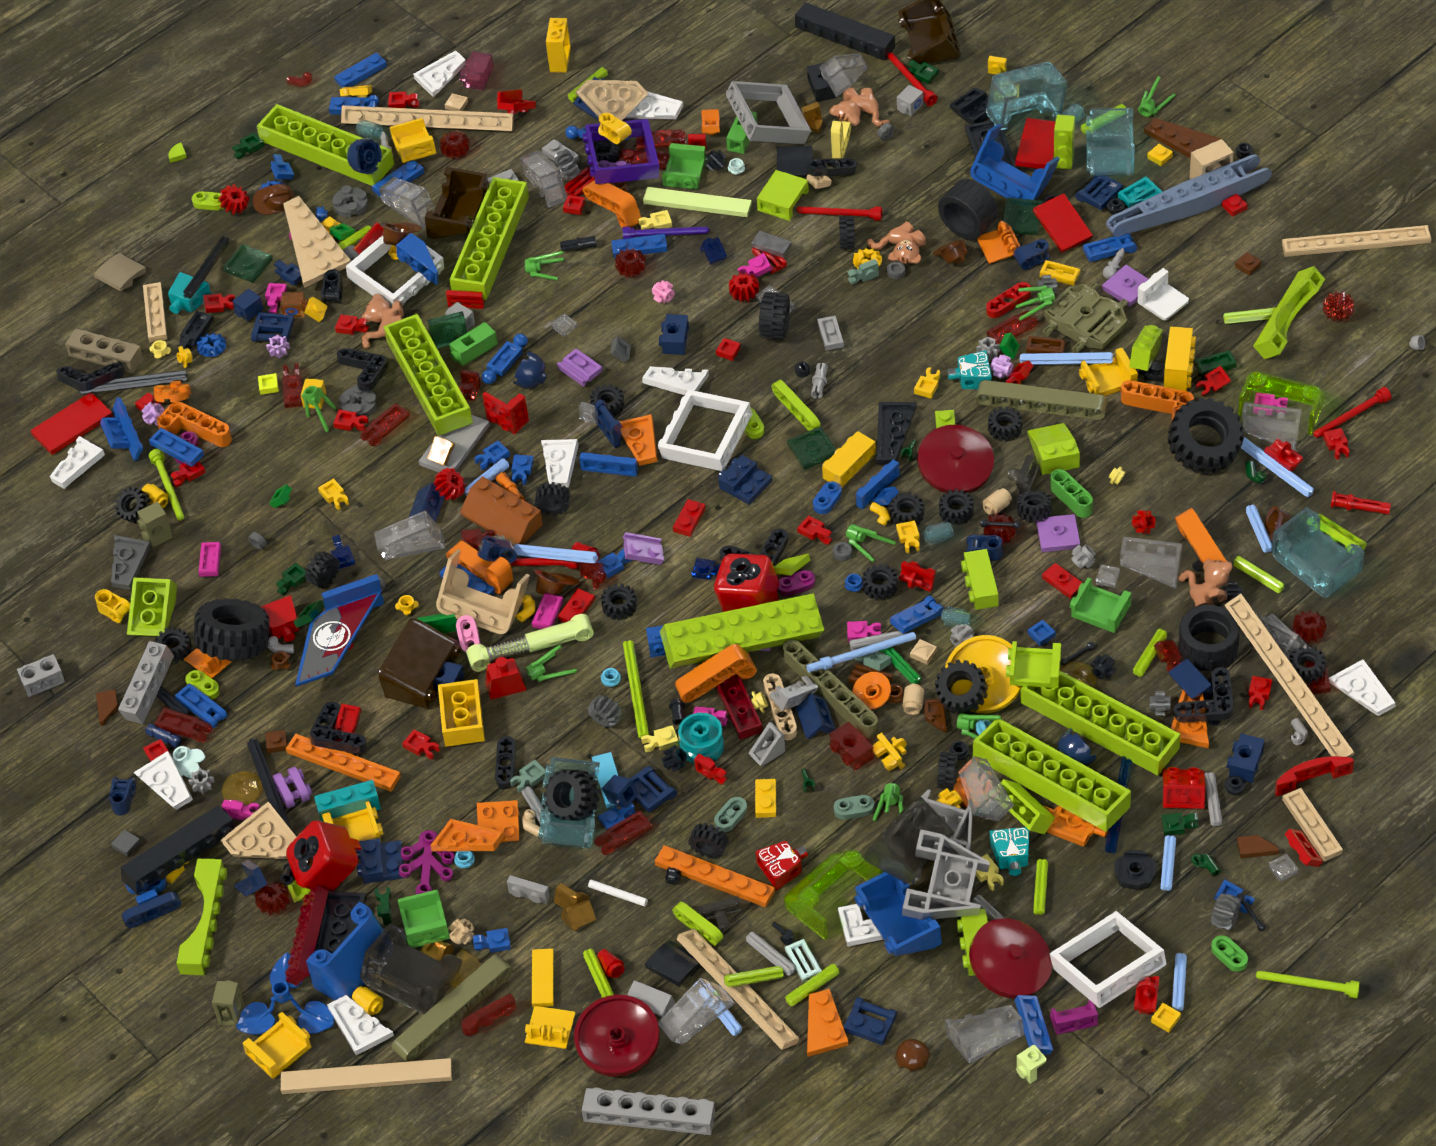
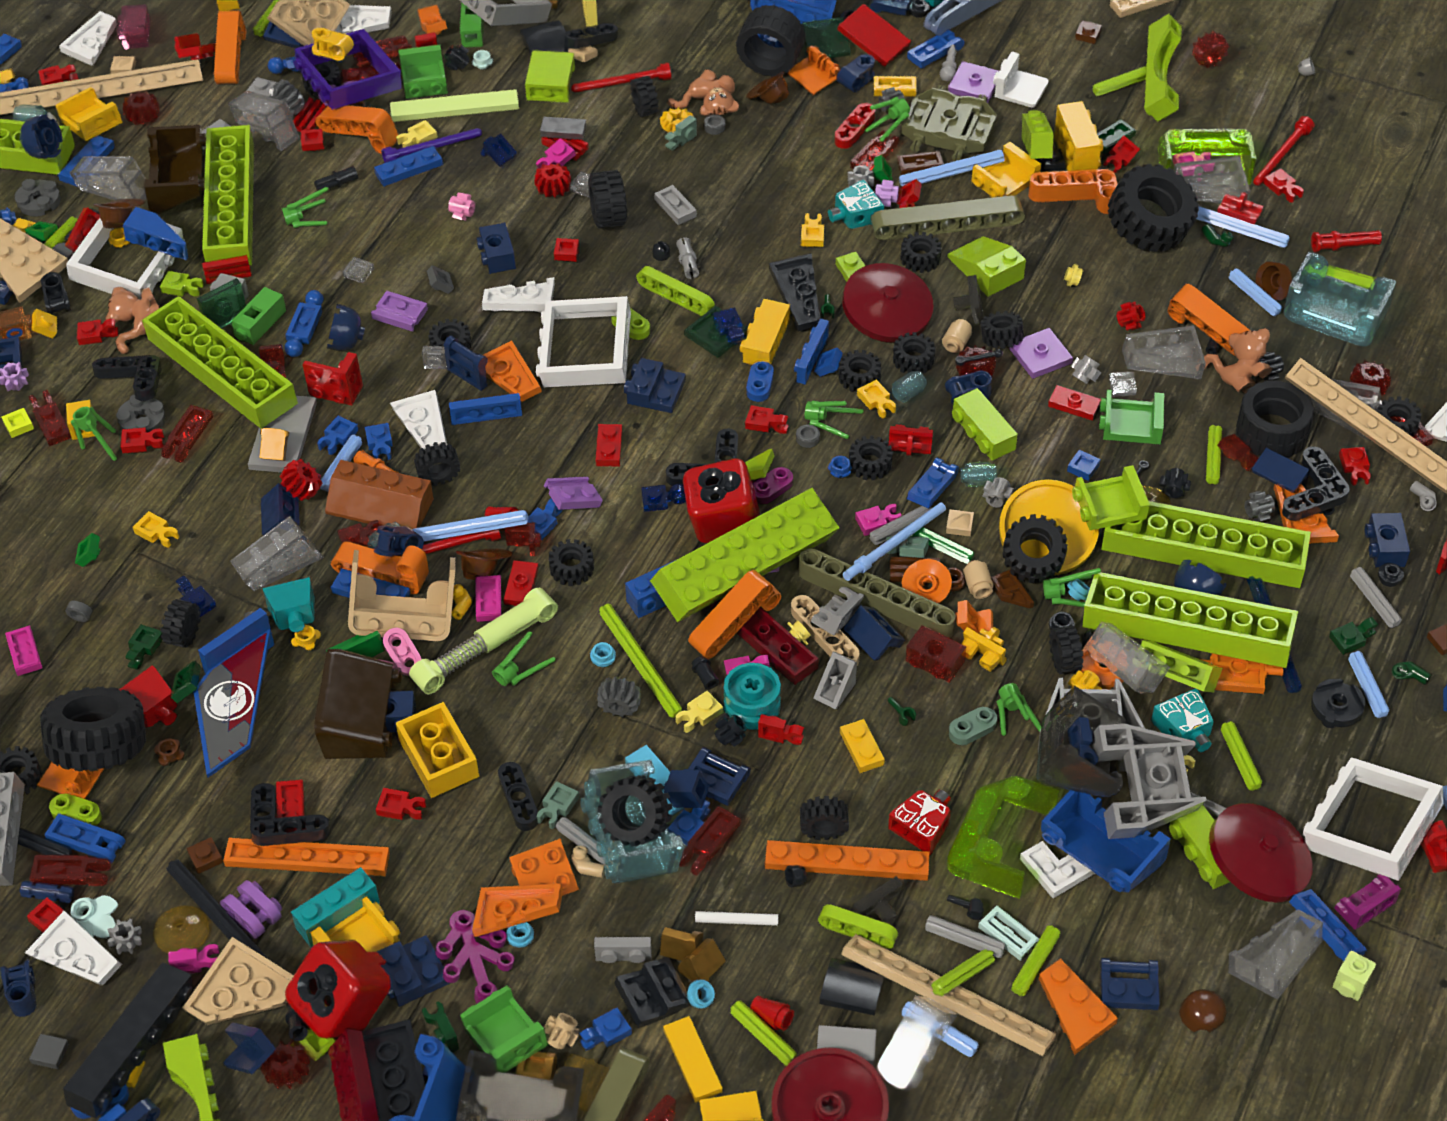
camera: 25 degrees left, 0 degrees up
(275, 646) = (156, 736): light grey arm -> none
(406, 577) = (291, 604): none -> teal torso
(426, 301) = (179, 283): none -> lime plate
(504, 678) = (472, 692): red torso -> none
(537, 925) = (653, 992): none -> black slope
(546, 93) = (230, 33): none -> orange beam
(573, 936) = (707, 993): none -> medium azure plate
(630, 262) = (407, 184): clear red gear -> none
(729, 815) = (829, 779): sand green plate -> none
(822, 445) = (729, 323): none -> clear blue plate
(883, 513) = (831, 380): yellow arm -> none
(890, 727) = (973, 619): none -> orange bracket
(911, 835) = (1081, 737): none -> dark blue plate
(1071, 493) = (1034, 306): bright green beam -> none
(1183, 788) = (1339, 593): red bracket -> none
(1258, 574) = (1289, 341): lime axle -> none

